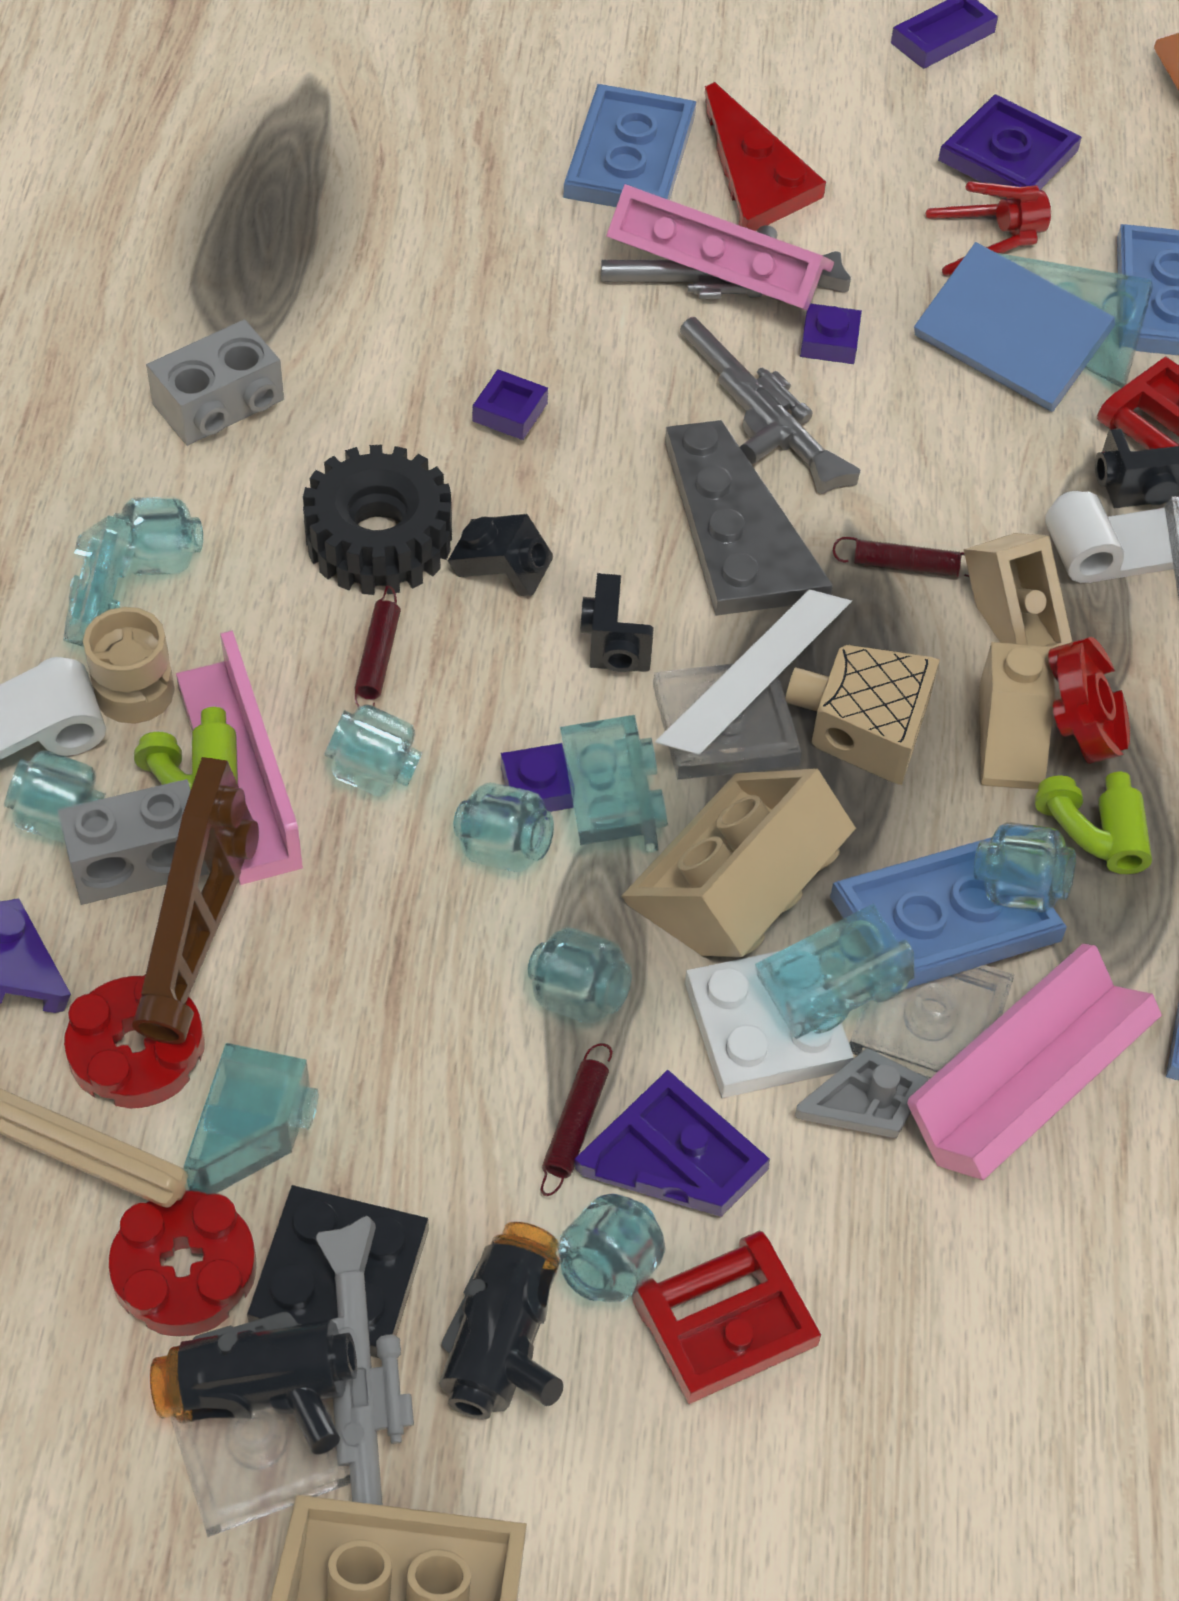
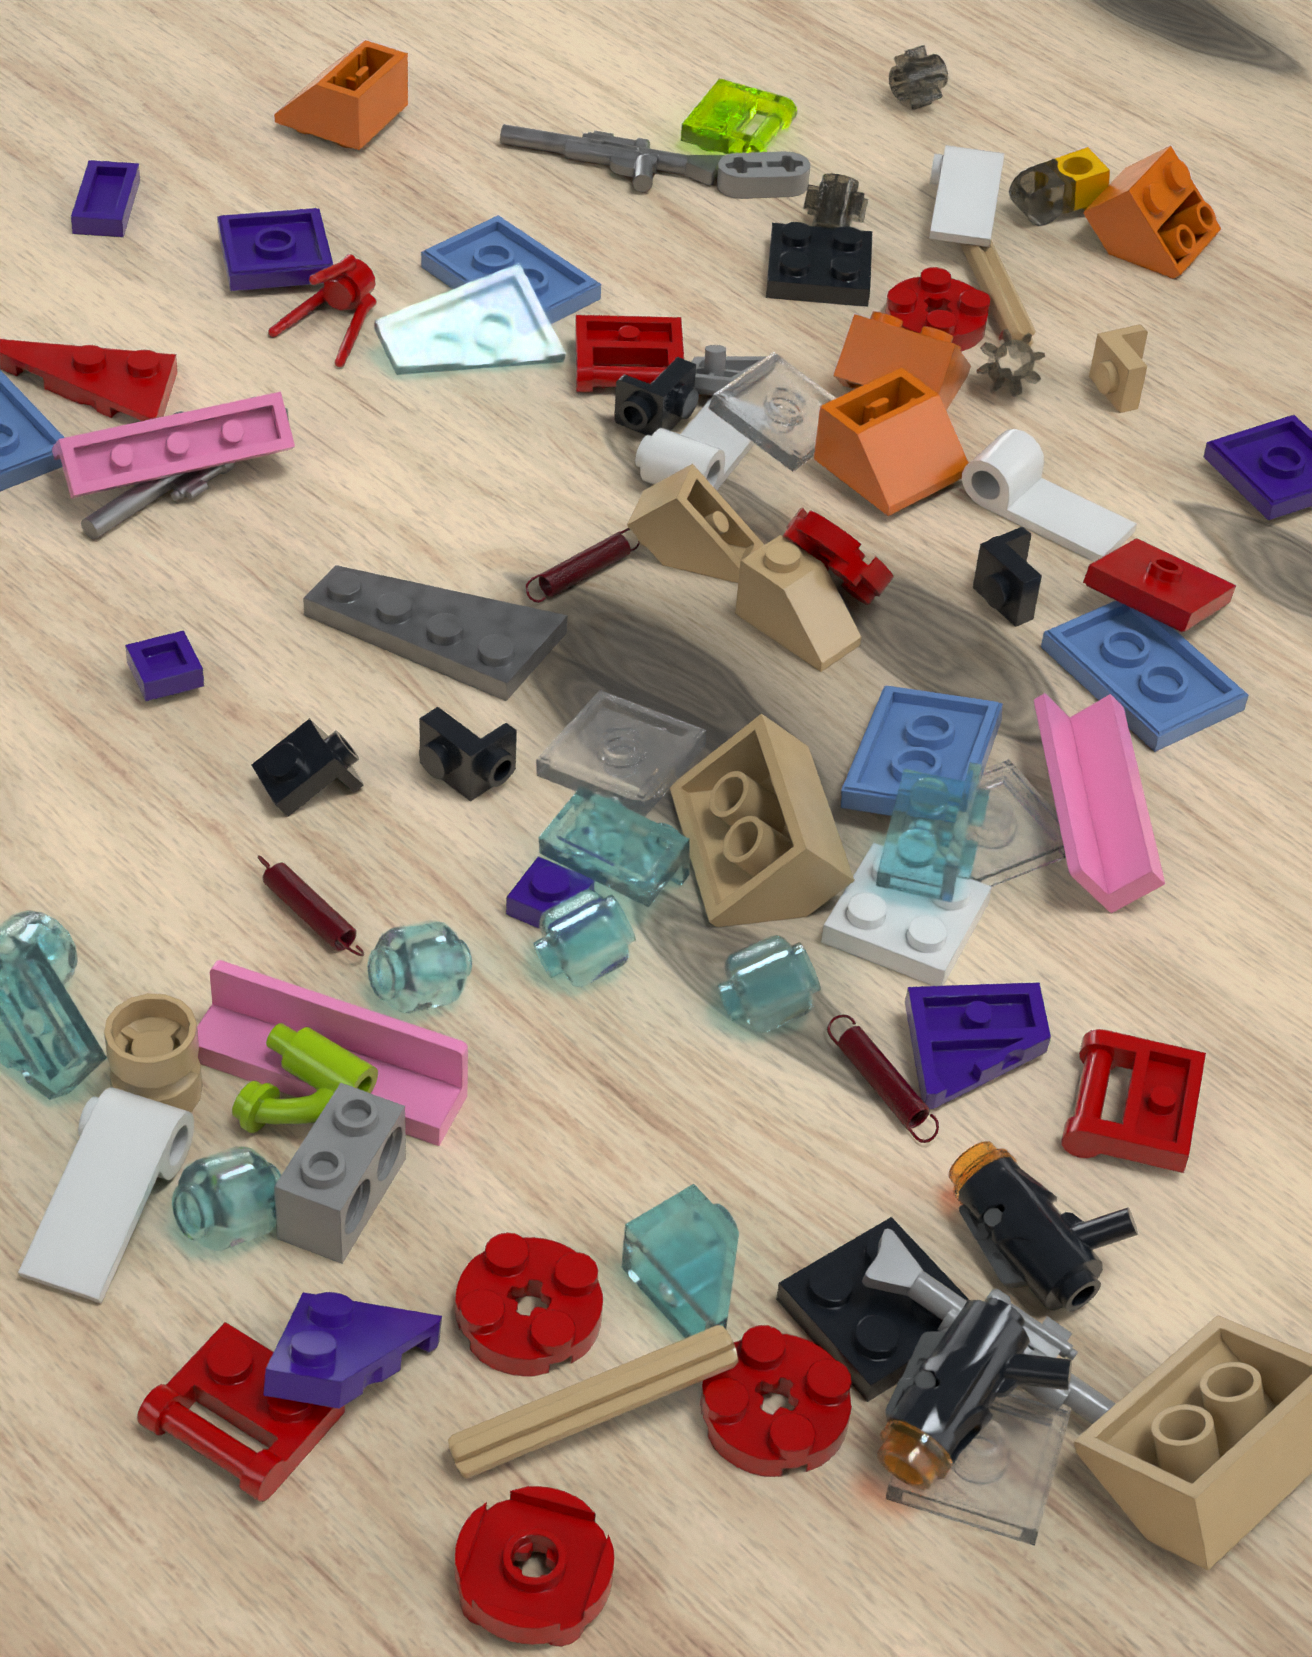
camera: 50 degrees left, 10 degrees down
(223, 834) = (420, 1079): reddish brown plate -> none
(370, 488) = (180, 783): black tyre -> none
(611, 1248) = (1031, 1117): clear light blue head -> none
(753, 672) = (603, 706): white sticker -> none
(766, 412) = (359, 538): flat silver piece -> none
(831, 333) = (323, 457): dark purple plate -> none
(864, 1096) = (1027, 904): light grey piece -> none
(868, 707) = (706, 670): tan torso -> none
(1014, 326) = (451, 362): medium blue tile -> none
(1025, 867) = (948, 678): clear light blue head -> none
(1123, 820) = (942, 625): lime plant -> none

